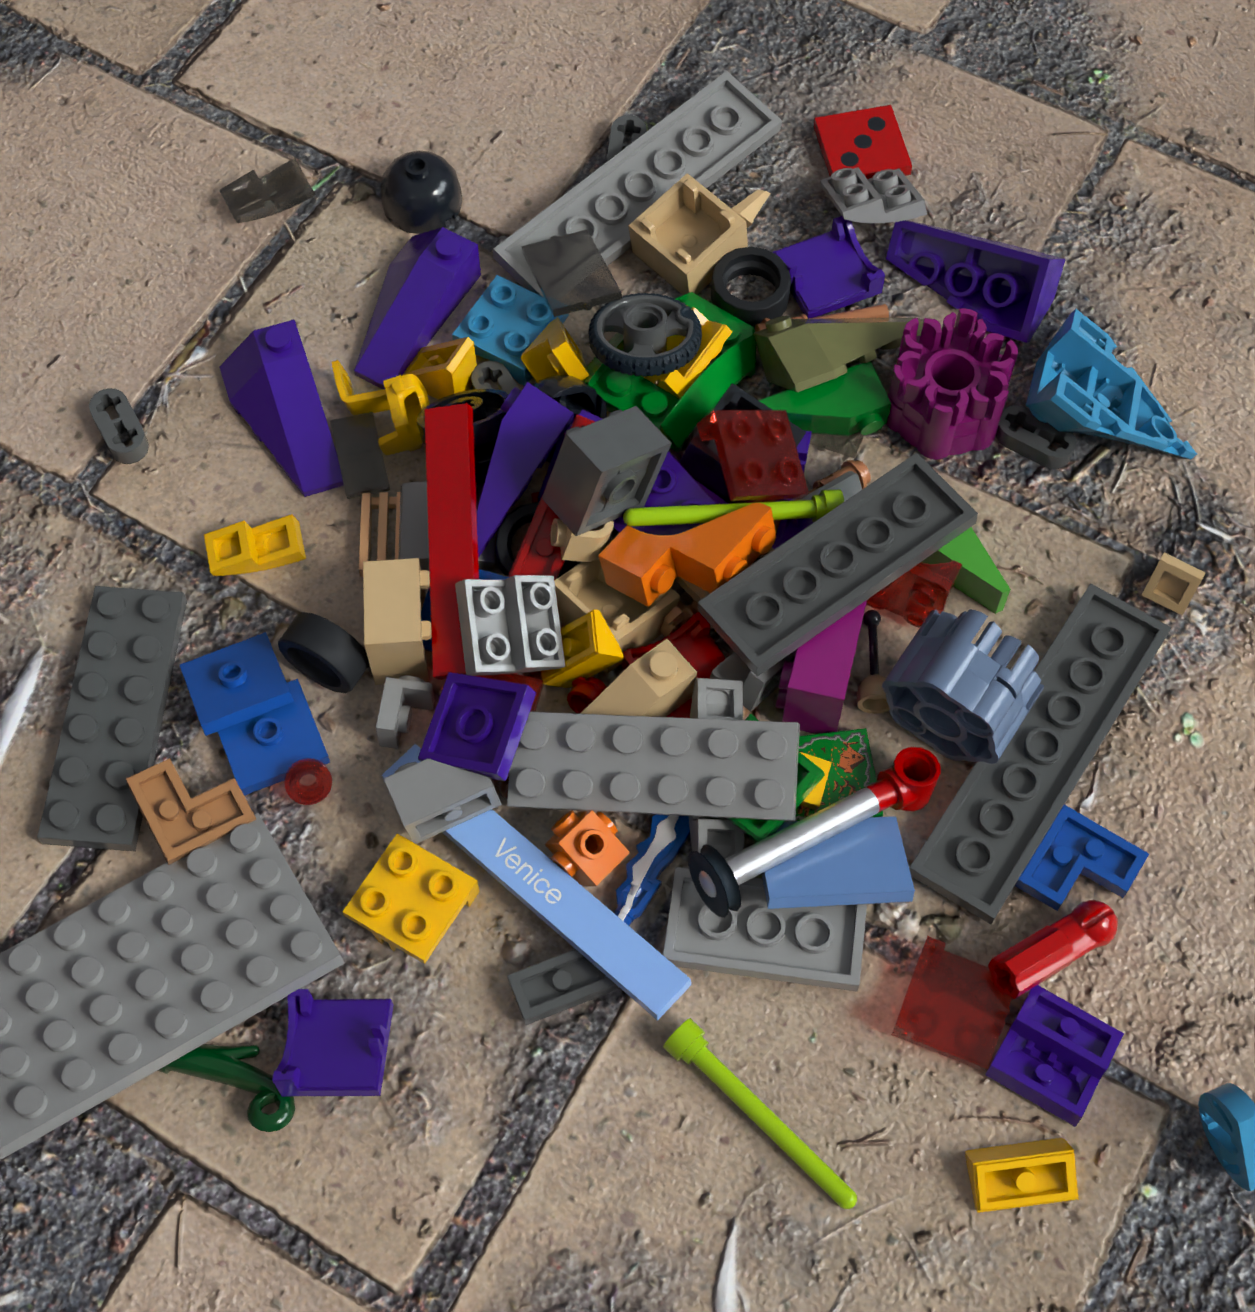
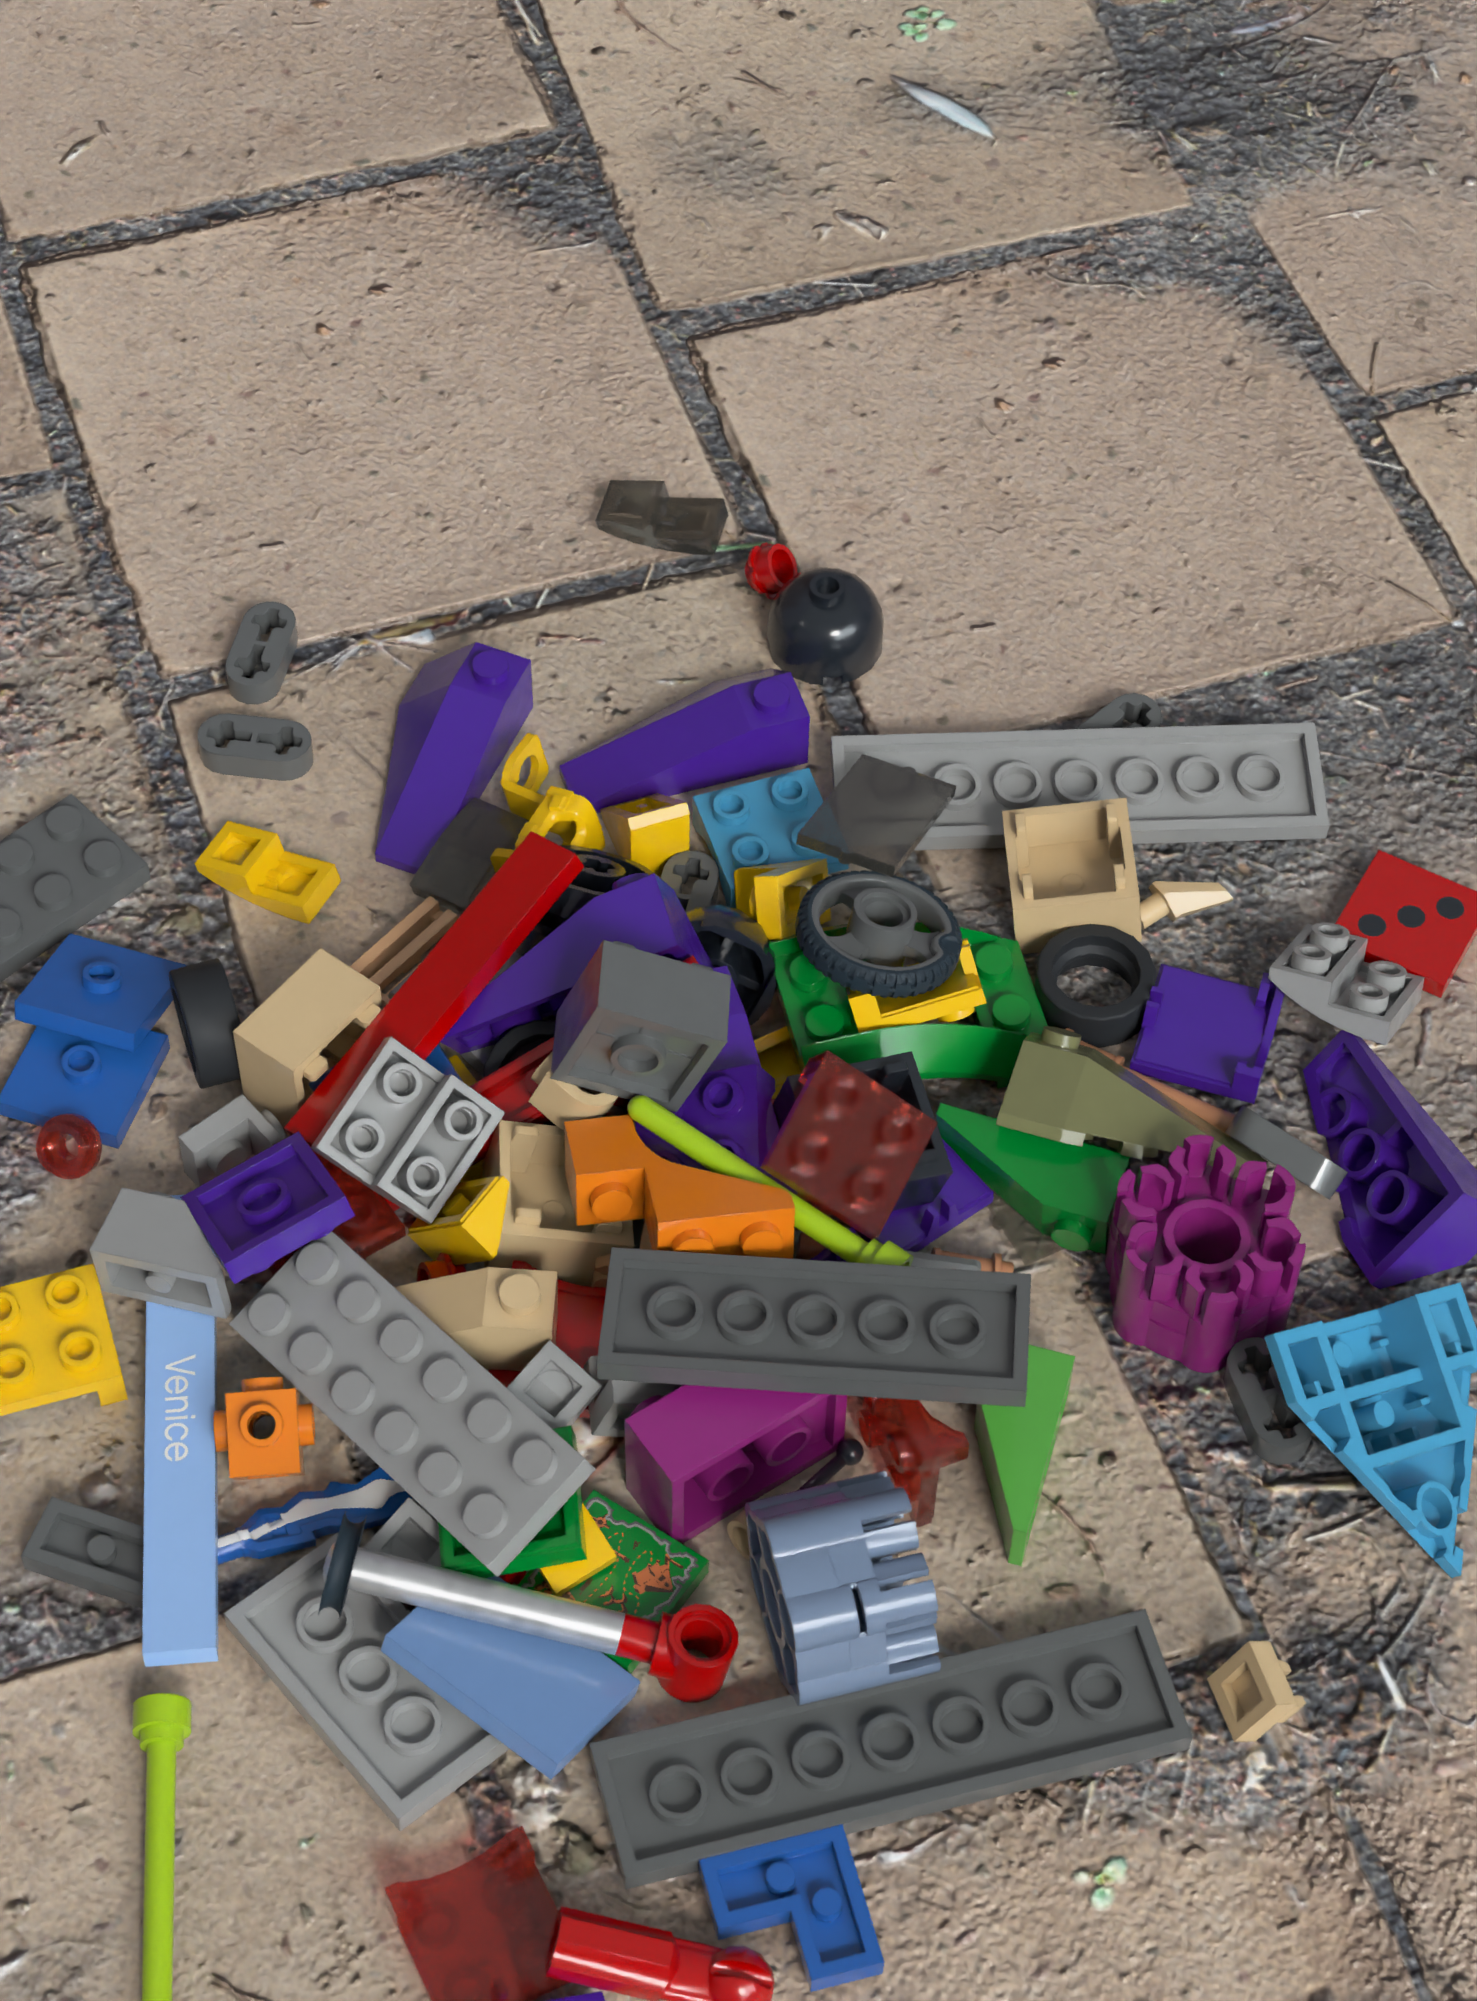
camera: 40 degrees right, 10 degrees down
(172, 482) = (255, 747): none -> dark grey beam
(360, 180) = (769, 568): none -> red plate
(925, 304) = (1286, 1151): none -> dark grey beam

